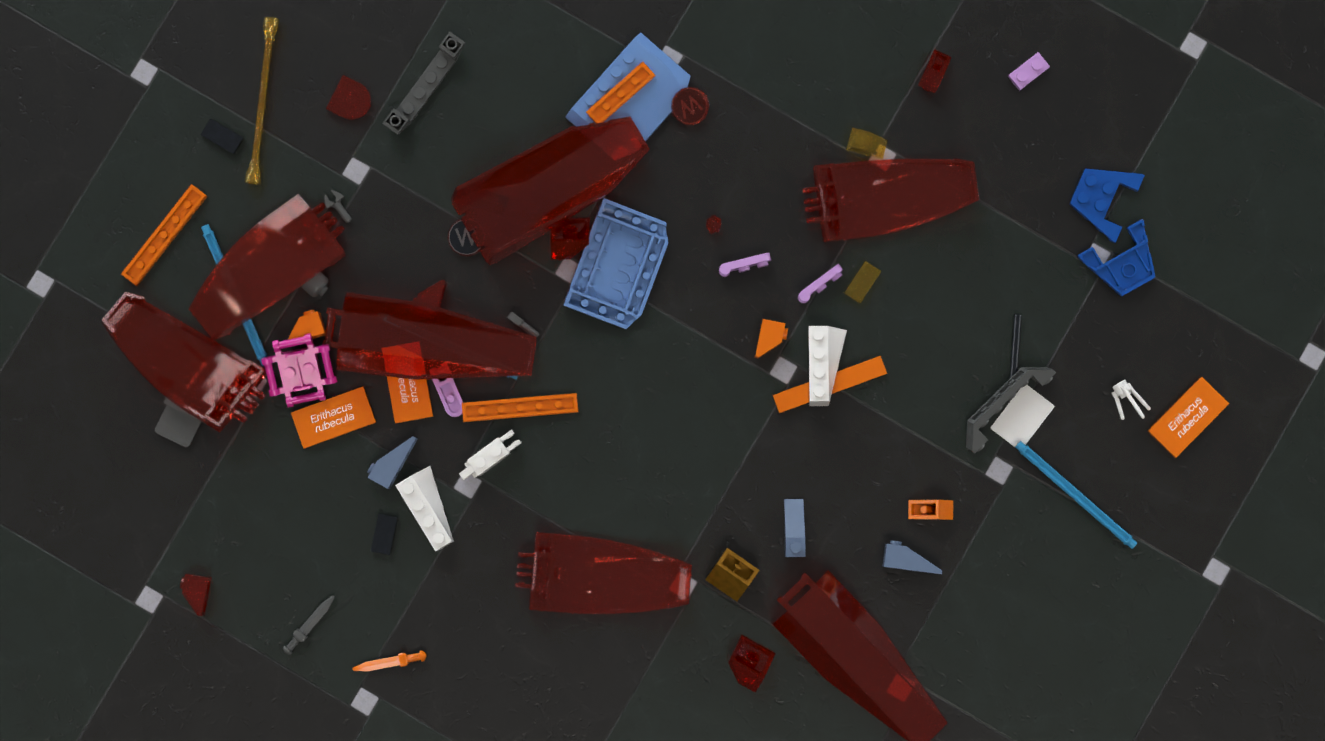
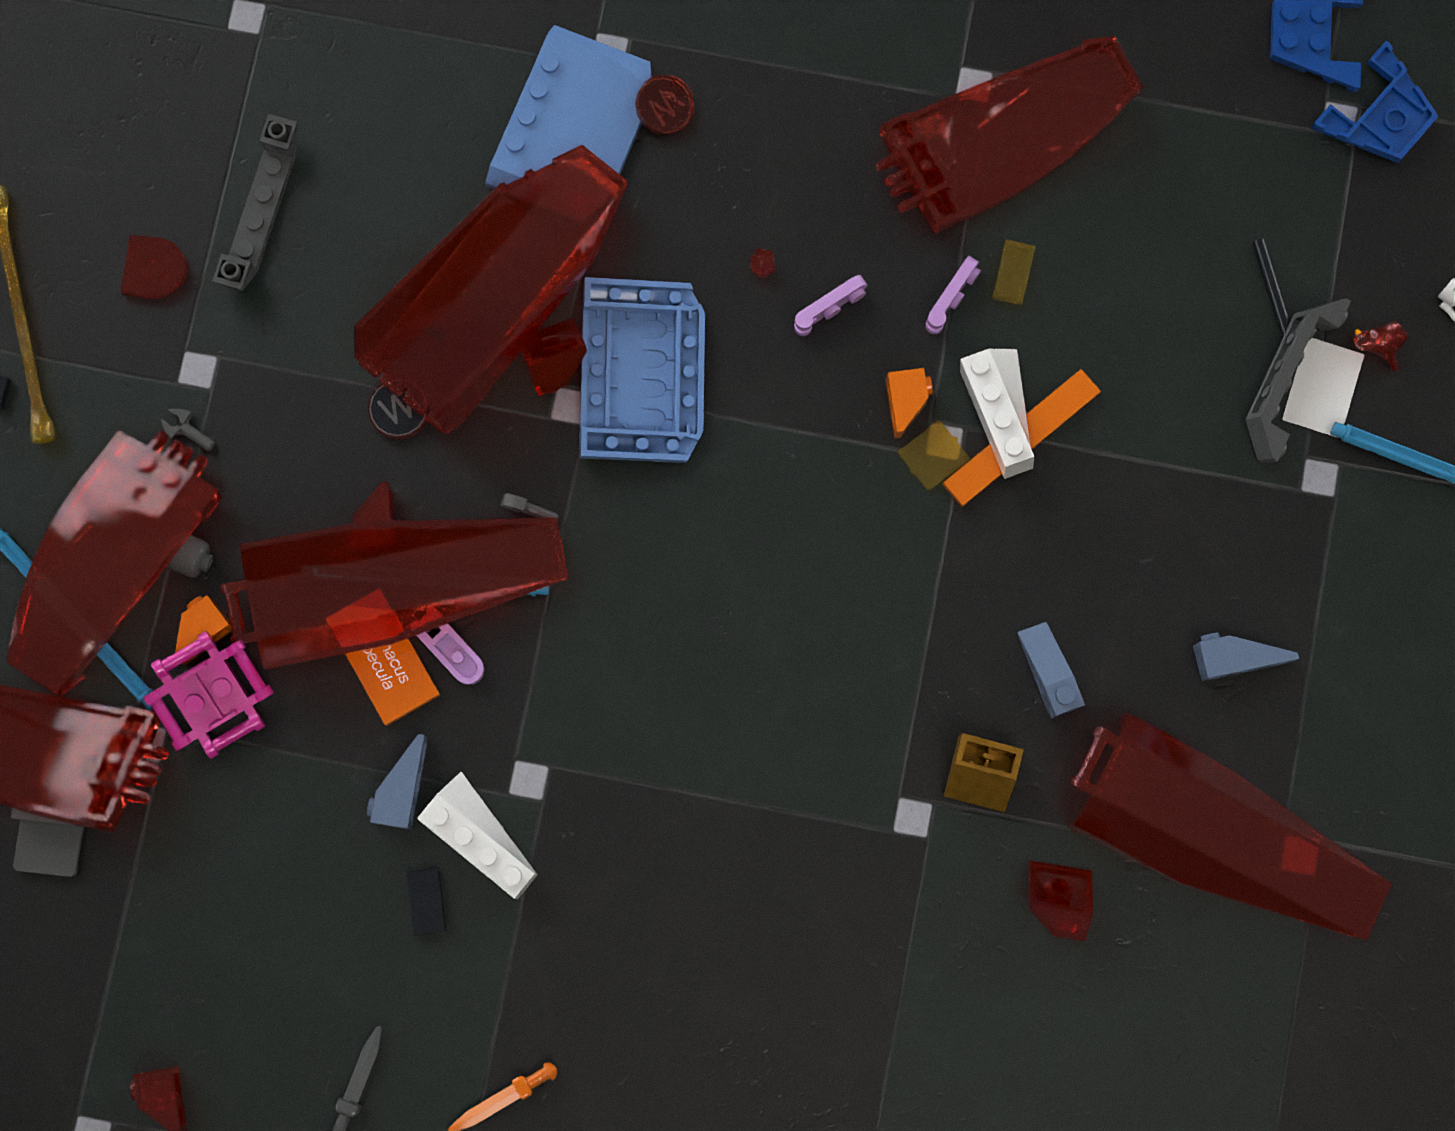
camera: 20 degrees left, 5 degrees down
(333, 417) = (286, 750): orange tile -> none
(488, 456) = (546, 724): white hinge -> none
(519, 407) = (567, 634): orange tile -> none
(602, 576) = (786, 846): clear red windscreen -> none
(620, 93) = (556, 117): orange tile -> none
(773, 376) = (933, 455): none -> clear yellow piece
(866, 143) = (943, 70): clear yellow slope -> none
(930, 509) = (1243, 569): orange slope -> none
(1066, 403) = (1382, 341): none -> clear red animal

